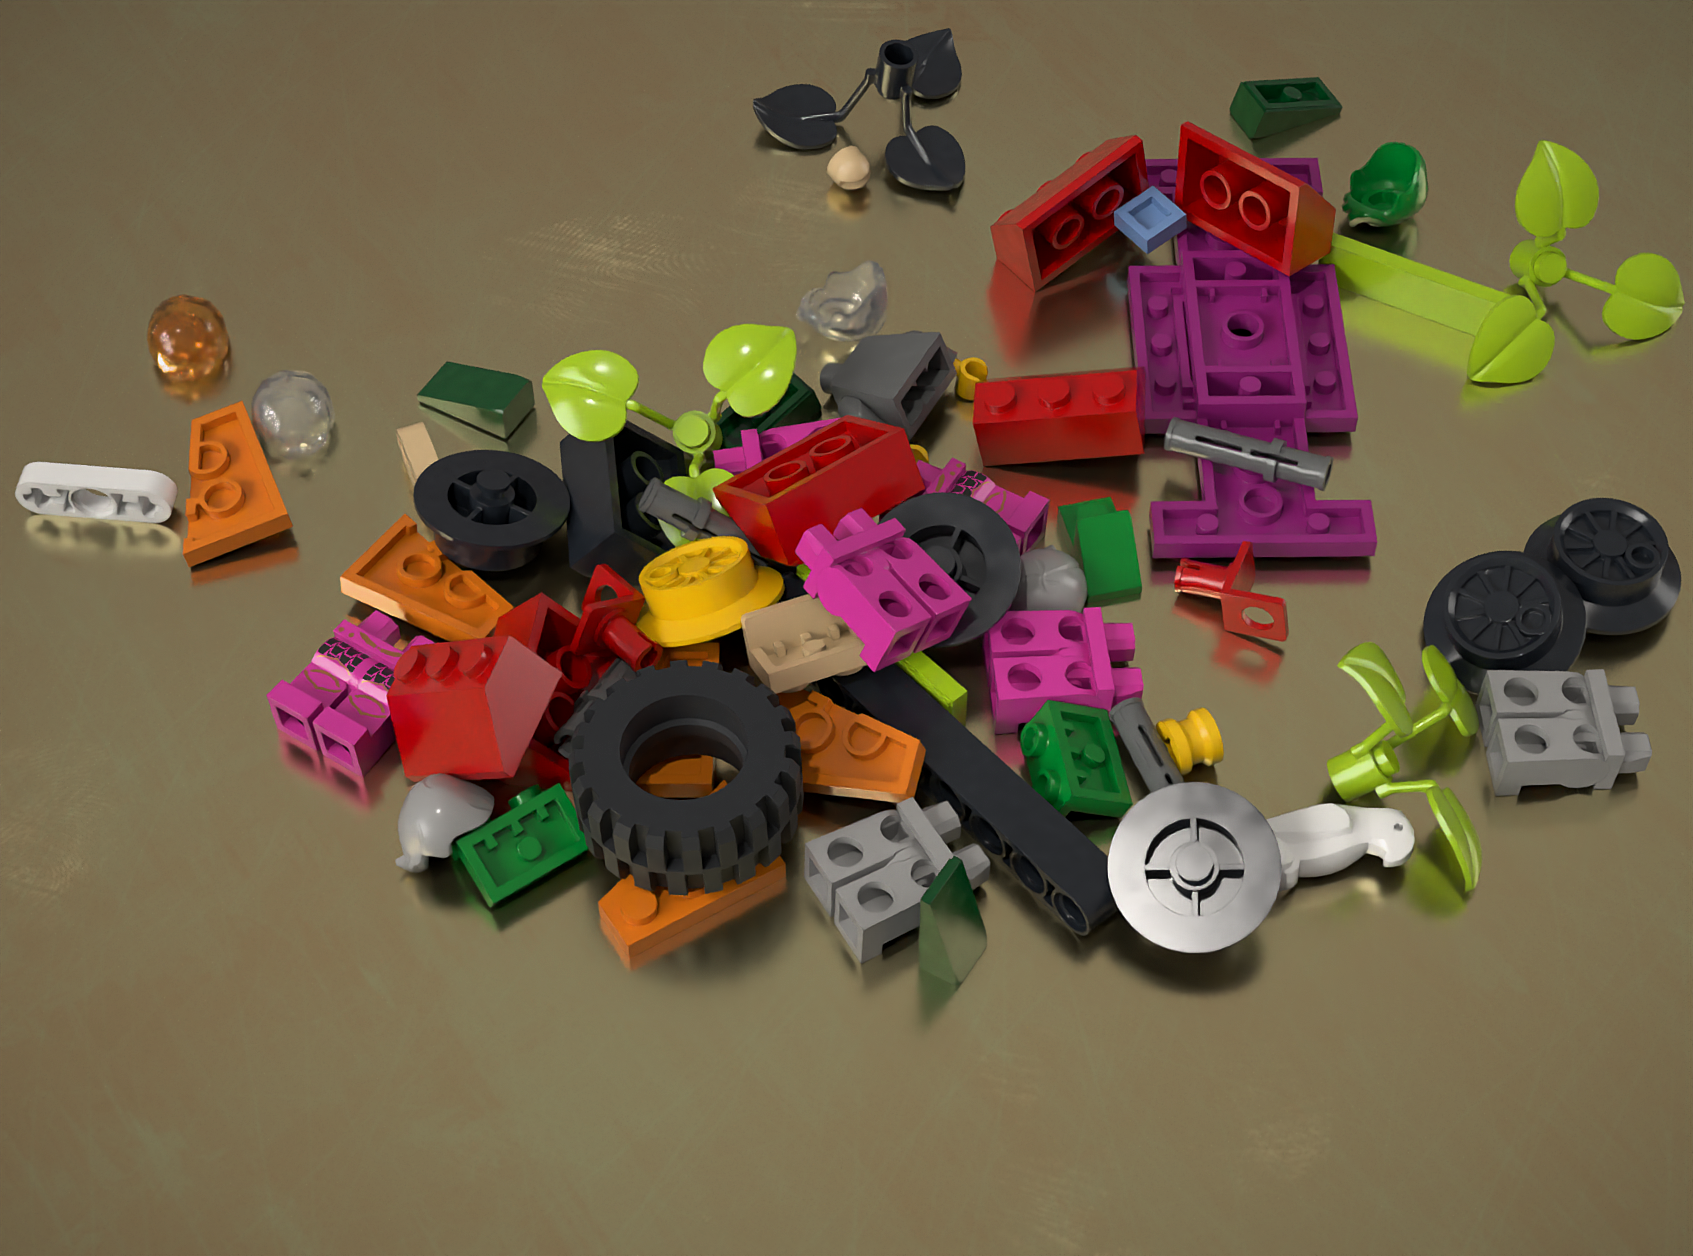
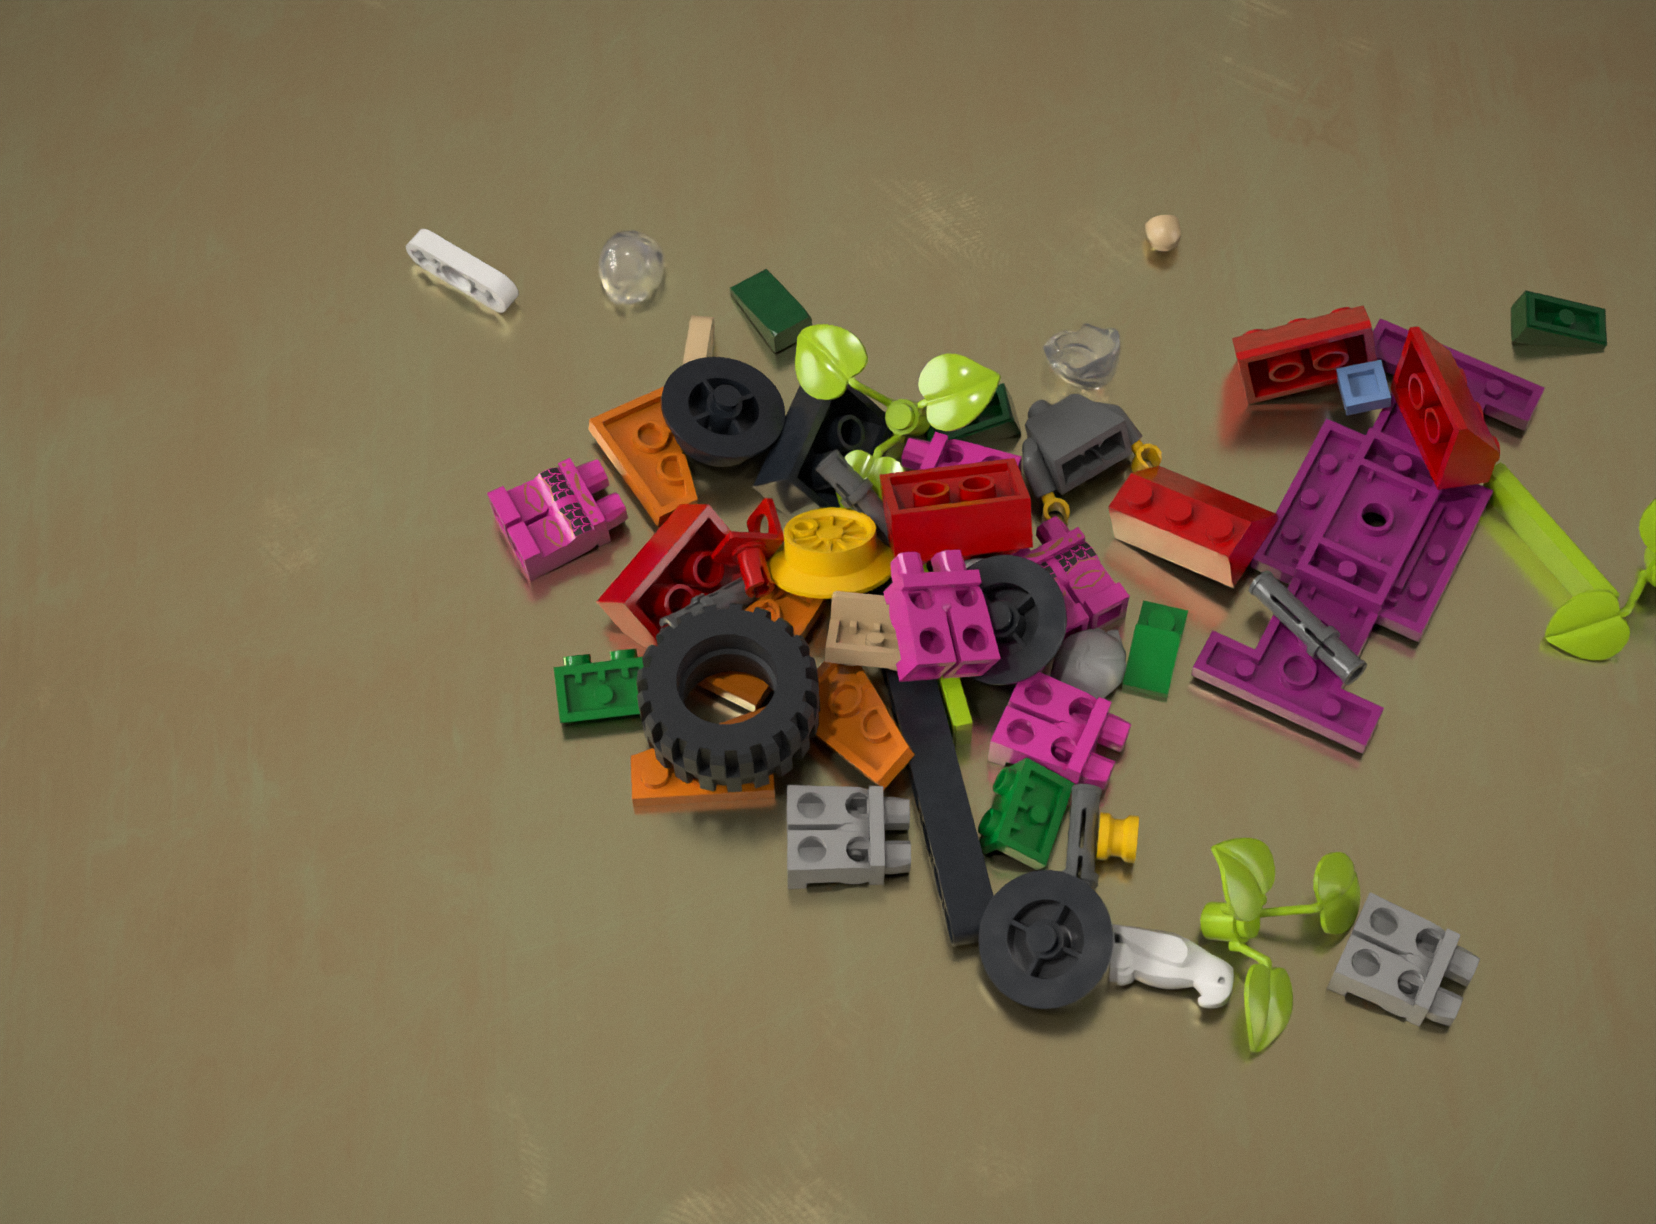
camera: 30 degrees right, 10 degrees up
(186, 337) = (589, 167): clear orange hair -> none
(231, 487) = (559, 307): orange wing -> none
(435, 815) = (555, 639): light grey hair -> none
(468, 706) = (607, 573): red slope -> none
(924, 65) = (1231, 247): black plant -> none
(950, 925) = (853, 895): dark green slope -> none
(1233, 588) = (1228, 732): red bracket -> none
(1387, 187) = (1582, 441): green hair -> none
(1505, 616) = (1421, 855): black wheel -> none
(1616, 562) = (1528, 852): black wheel -> none

